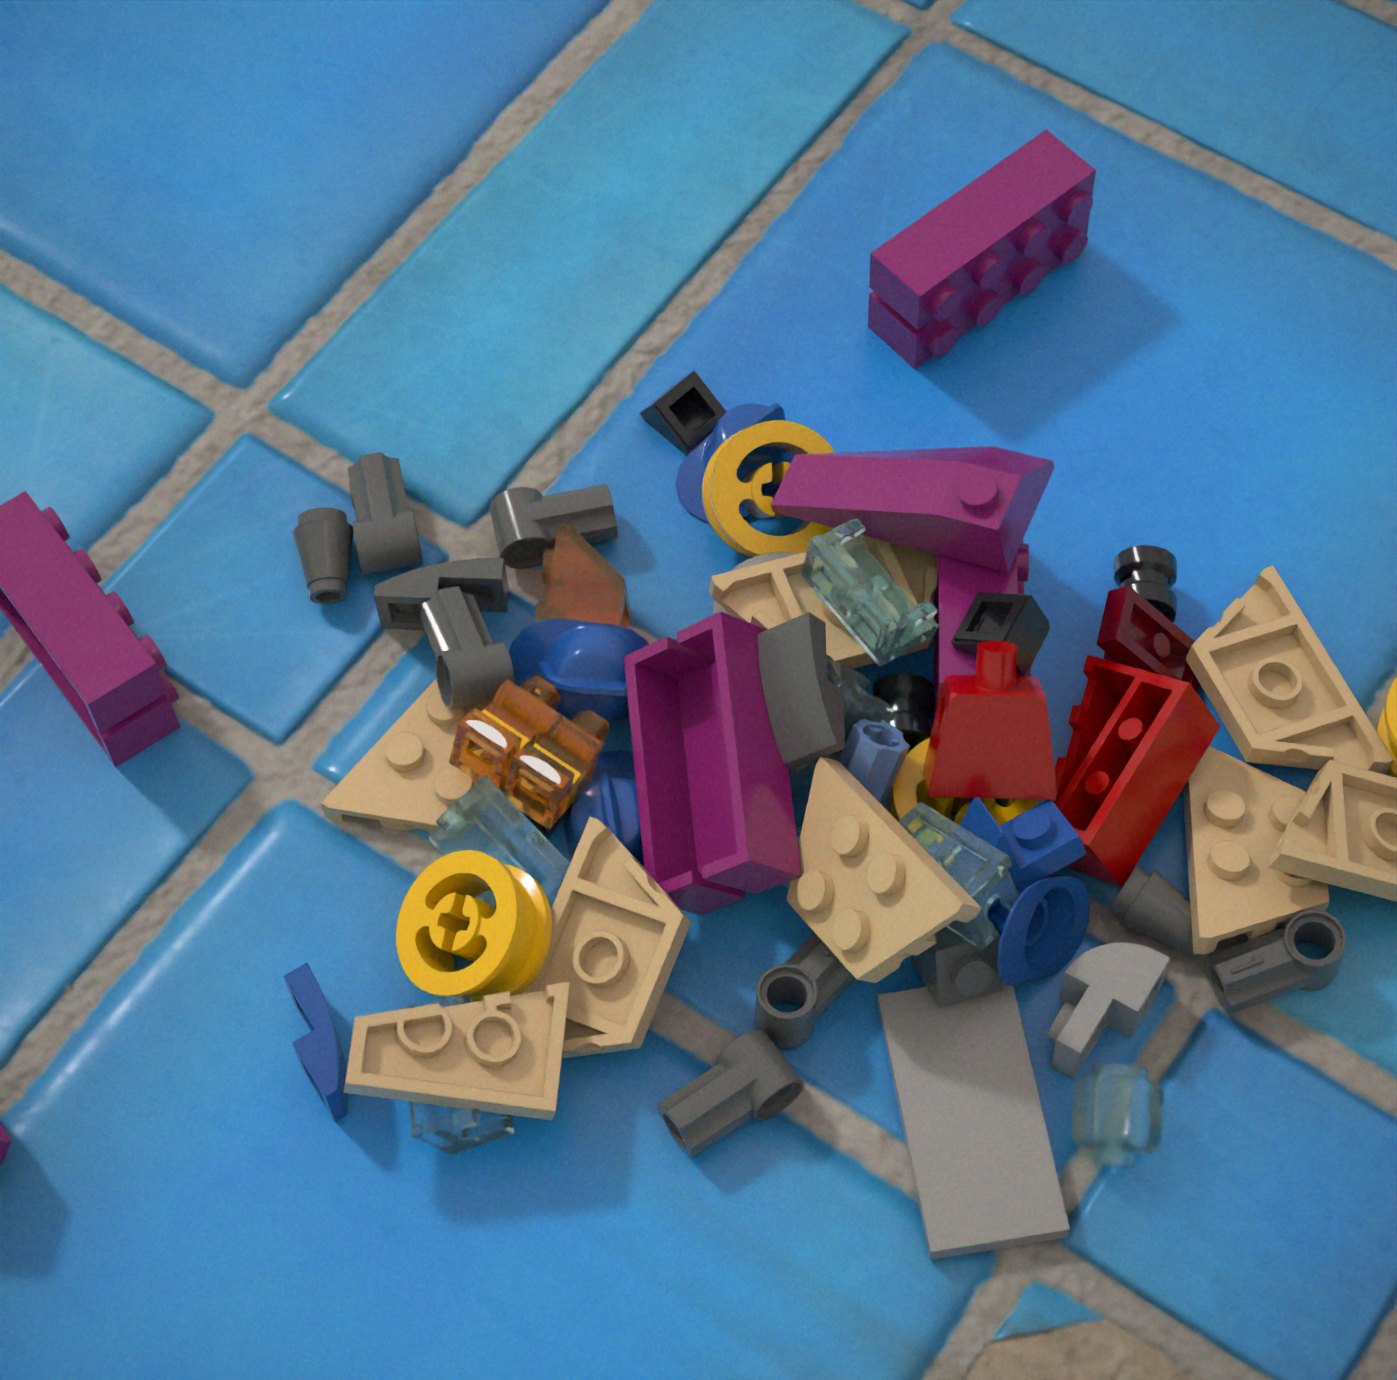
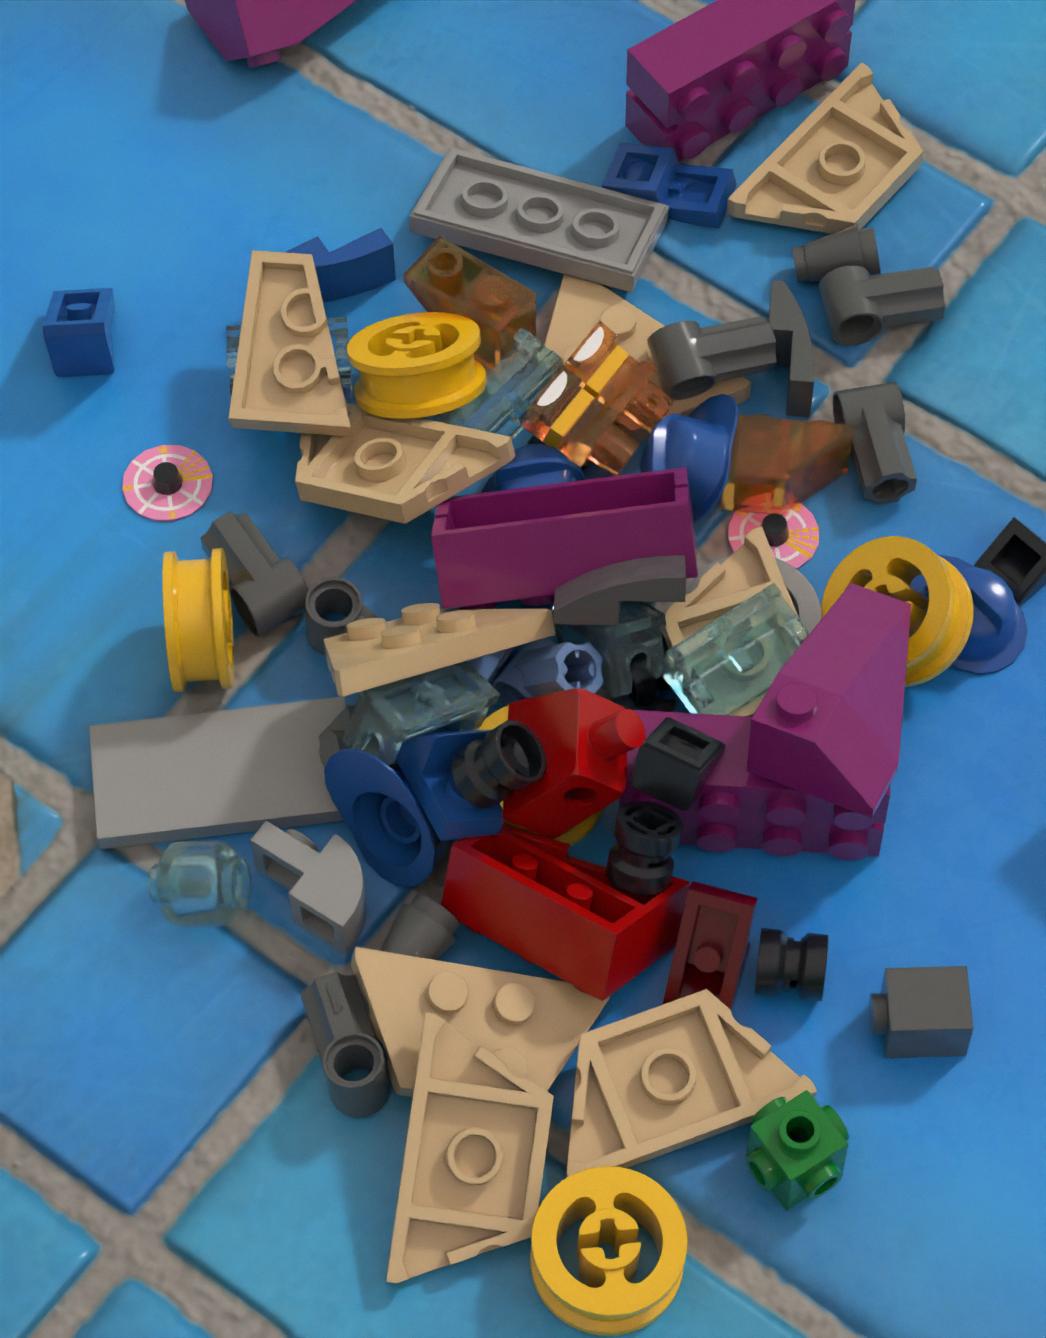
camera: 90 degrees right, 0 degrees up
(199, 558) = (834, 164): none -> tan wing
(214, 716) = (691, 191): none -> blue slope
(255, 838) = (540, 219): none -> light grey tile
(372, 884) = (463, 285): none -> clear orange slope
(390, 1310) = (80, 332): none -> blue slope
(594, 1212) = (167, 483): none -> bright pink piece
(660, 610) = (790, 536): none -> piece
(817, 1124) = (198, 620): none -> yellow wheel
(1023, 782) = (500, 763): none -> black wheel
(1077, 675) = (642, 856): none -> black wheel
(1180, 485) = (923, 1012): none -> dark grey brick
(1335, 578) = (791, 1167): none -> green brick

